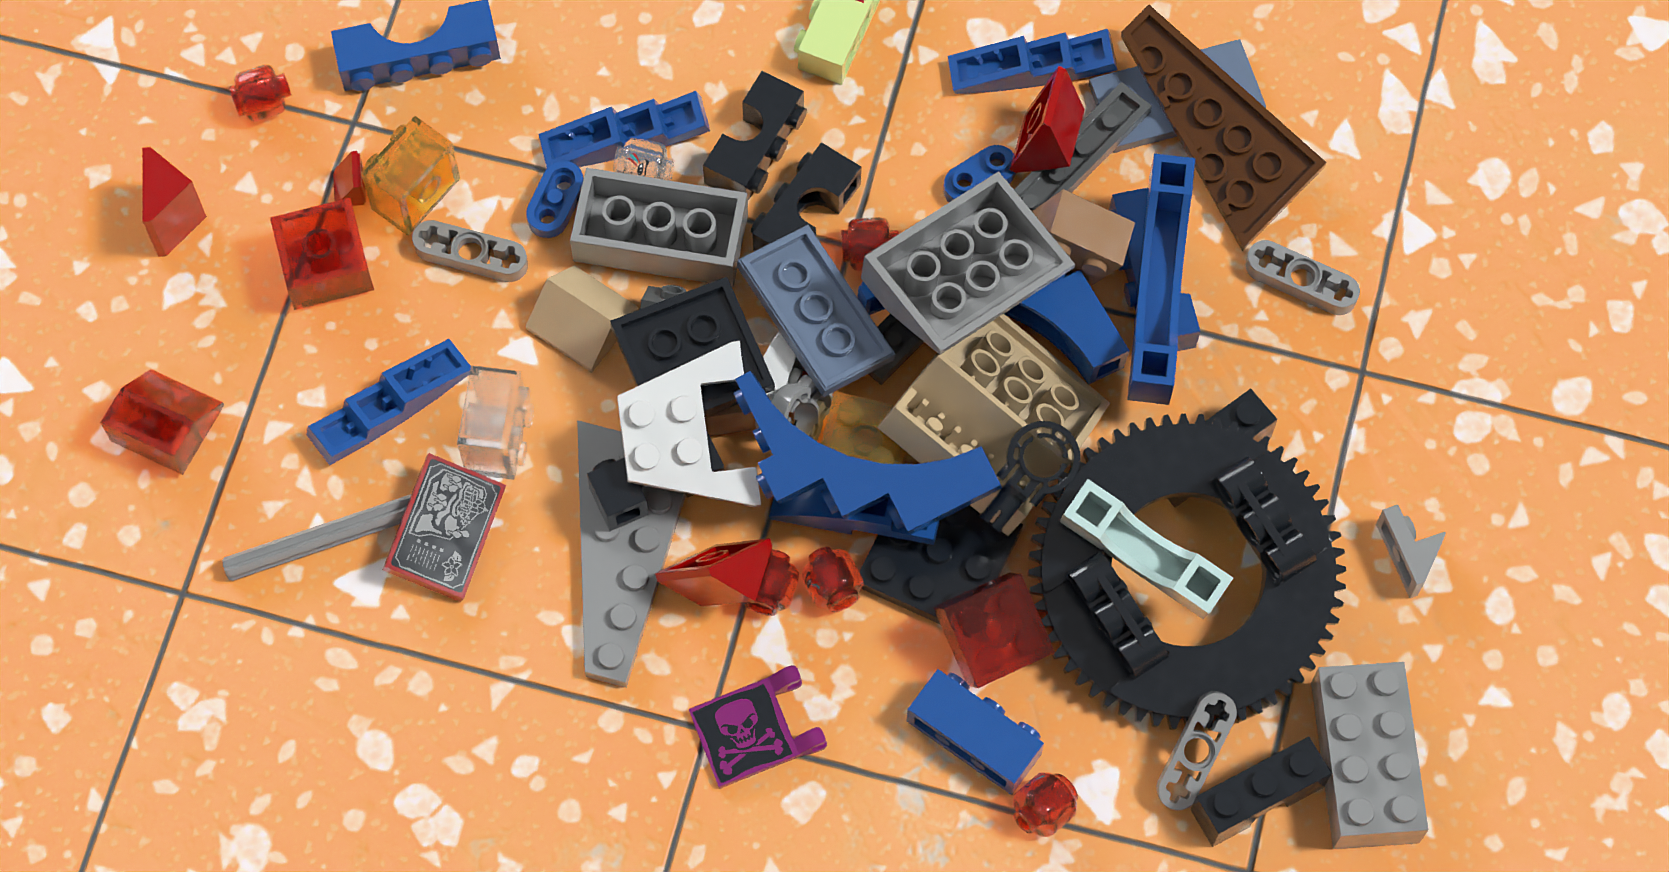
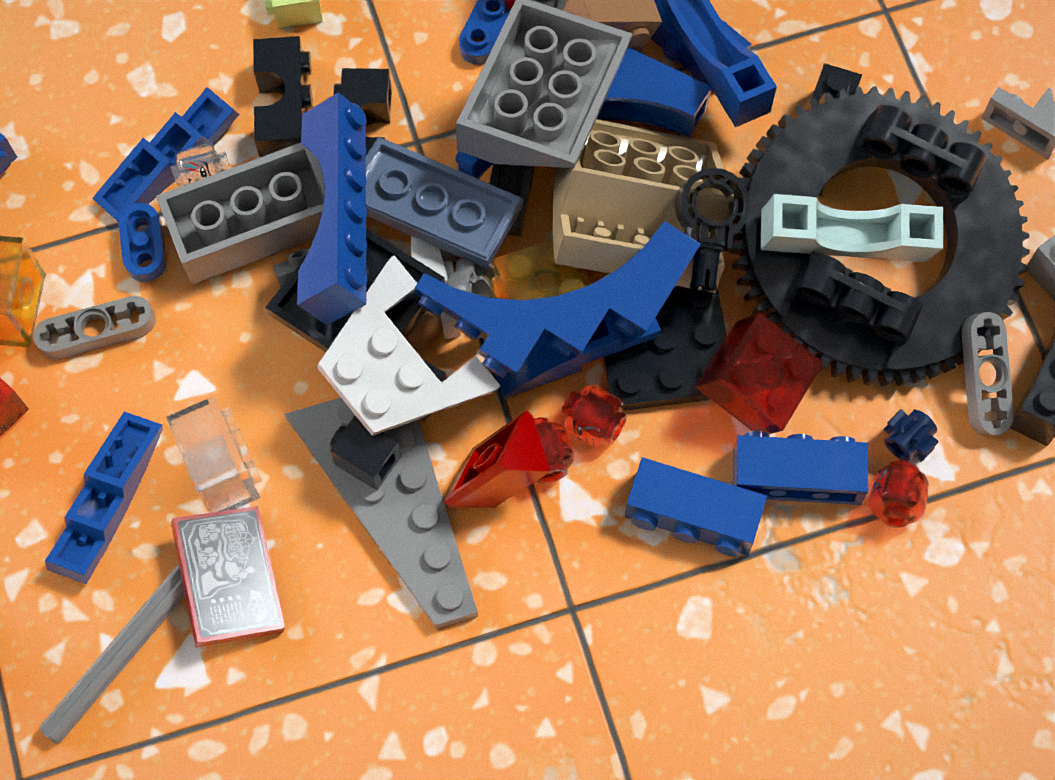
camera: 30 degrees left, 0 degrees up
(576, 316) = (227, 328): tan slope -> none
(684, 321) = (335, 268): none -> blue arch
(748, 731) = (609, 588): flag -> none
(863, 237) = (433, 128): clear red head -> none
(863, 708) = (695, 507): none -> blue brick
(1091, 761) = (911, 435): none -> dark blue gear

